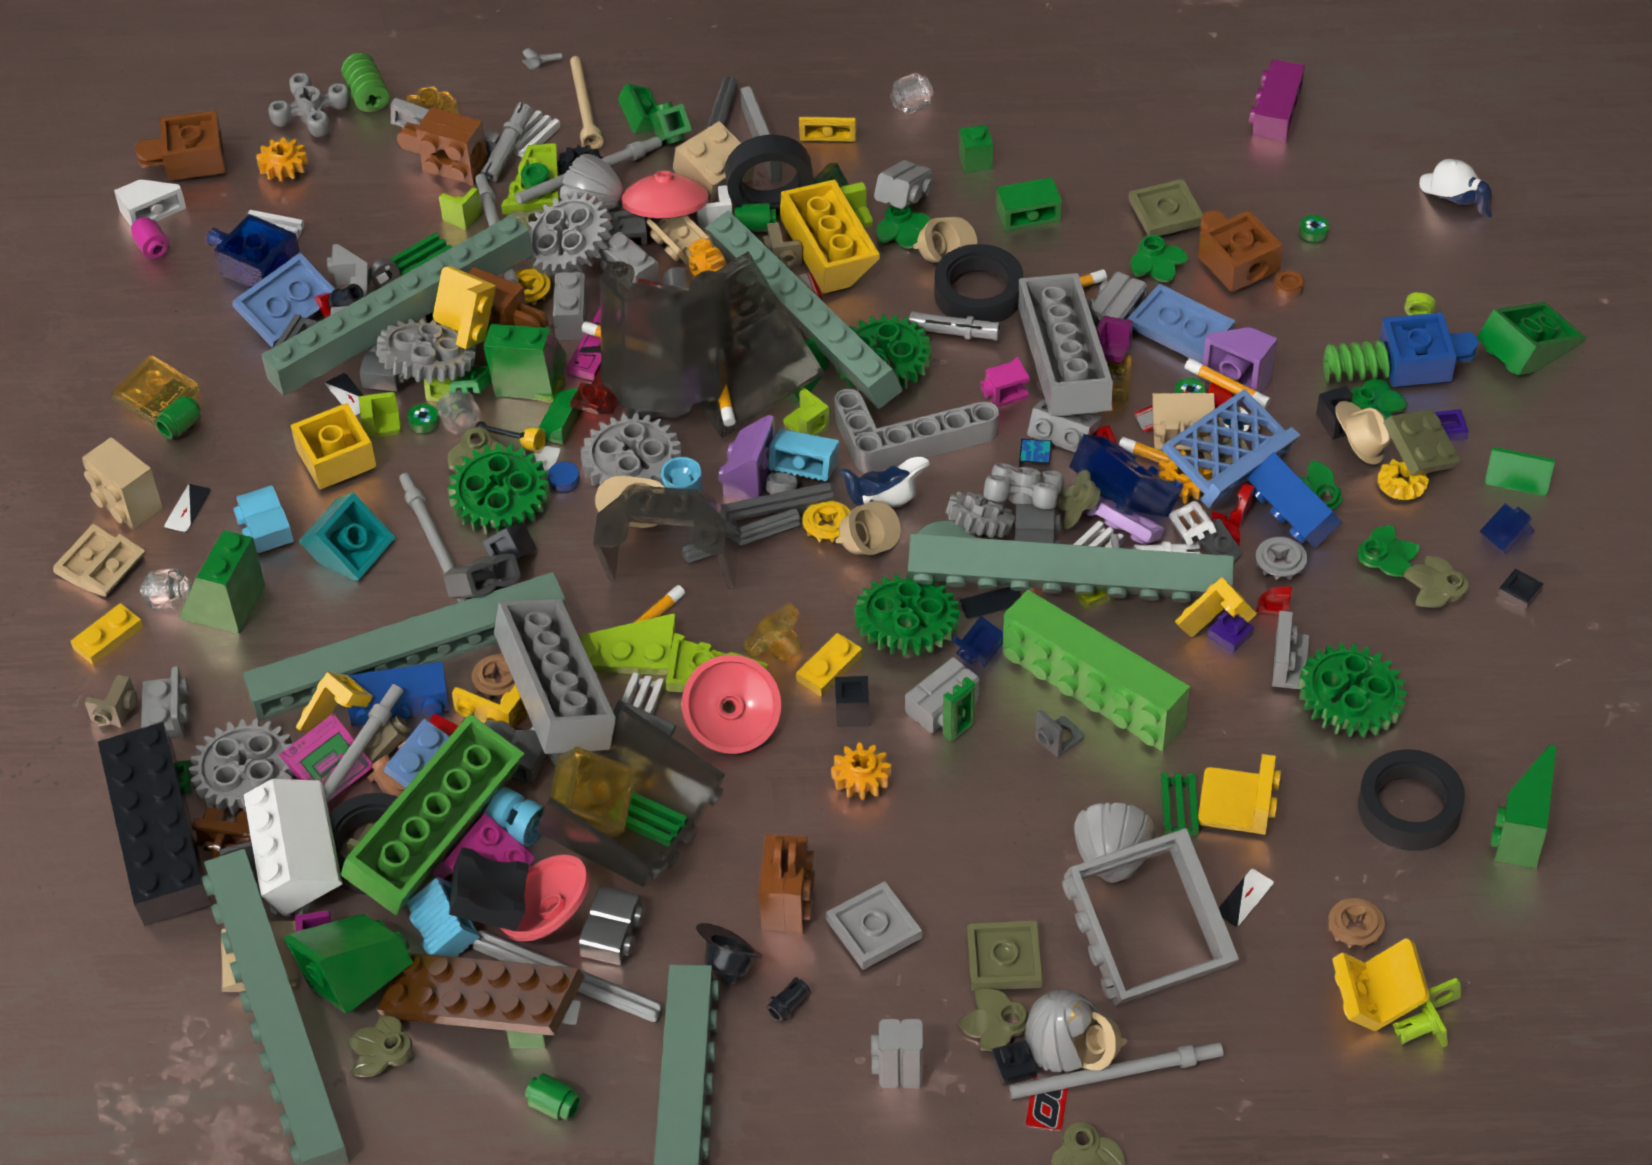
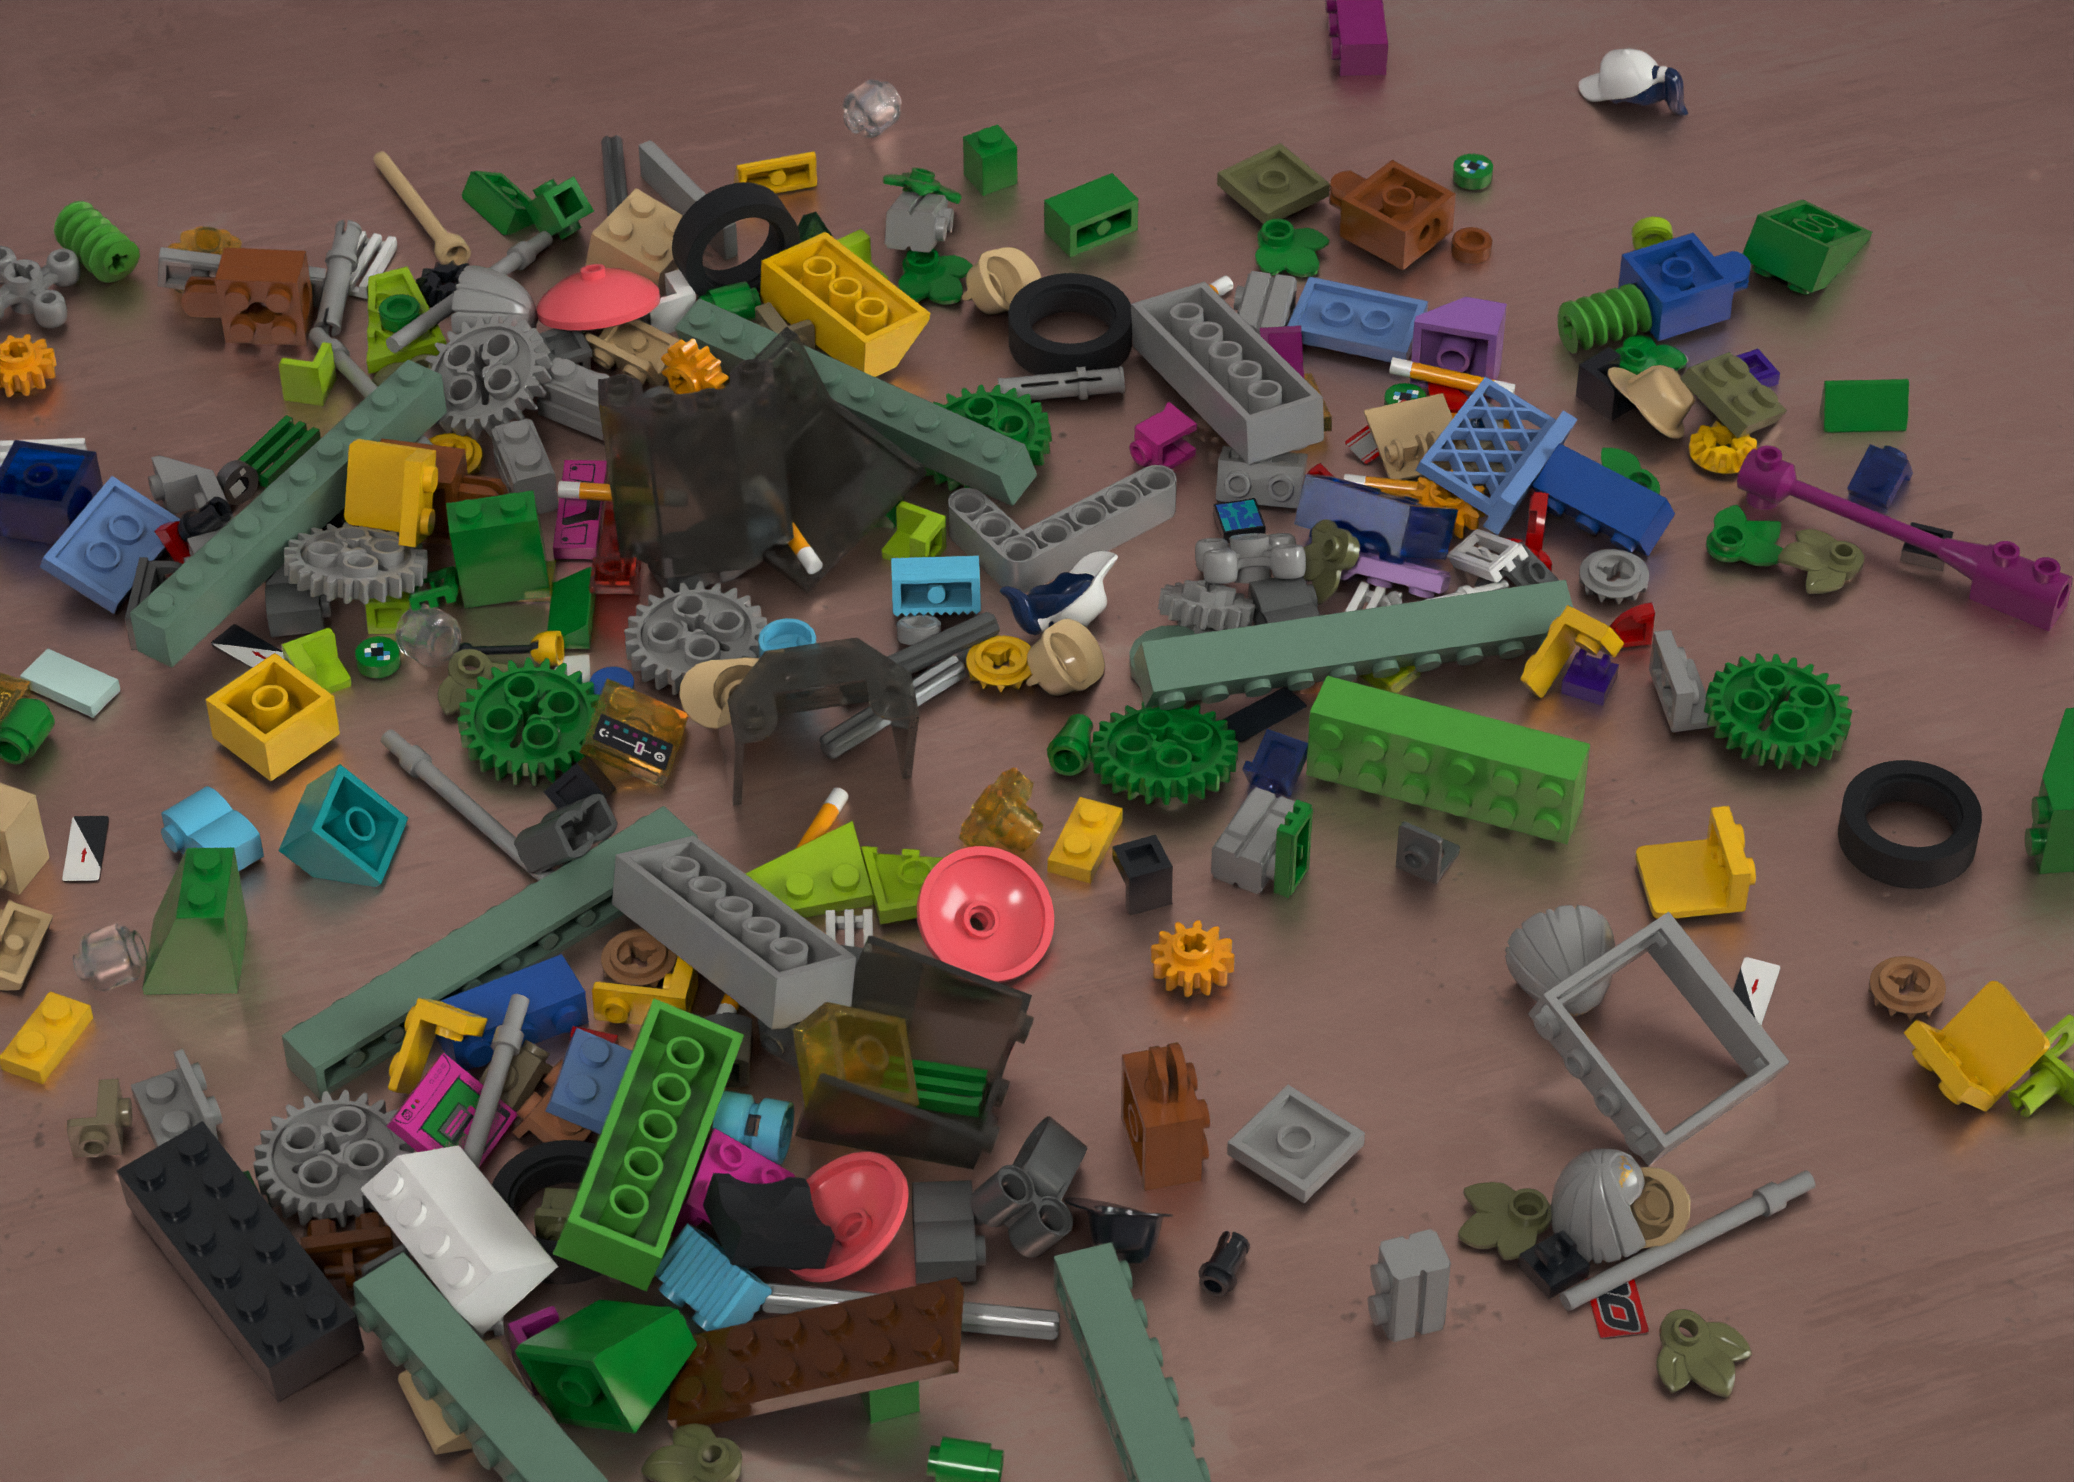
camera: 20 degrees left, 5 degrees down
(224, 390) = (71, 683): none -> light aqua tile
(534, 60) = (323, 168): light grey hand -> none
(560, 513) = (634, 733): none -> clear yellow plate
(679, 911) = (1031, 1190): none -> dark grey piece
(748, 461) = (866, 599): medium lavender slope -> none
(844, 595) = (1071, 747): none -> green cone
(920, 155) = (922, 183): none -> green plate
(1004, 955) = (1482, 1137): olive plate -> none
(1179, 782) = (1610, 875): green tile -> none
(1559, 625) = (1998, 573): none -> magenta bar

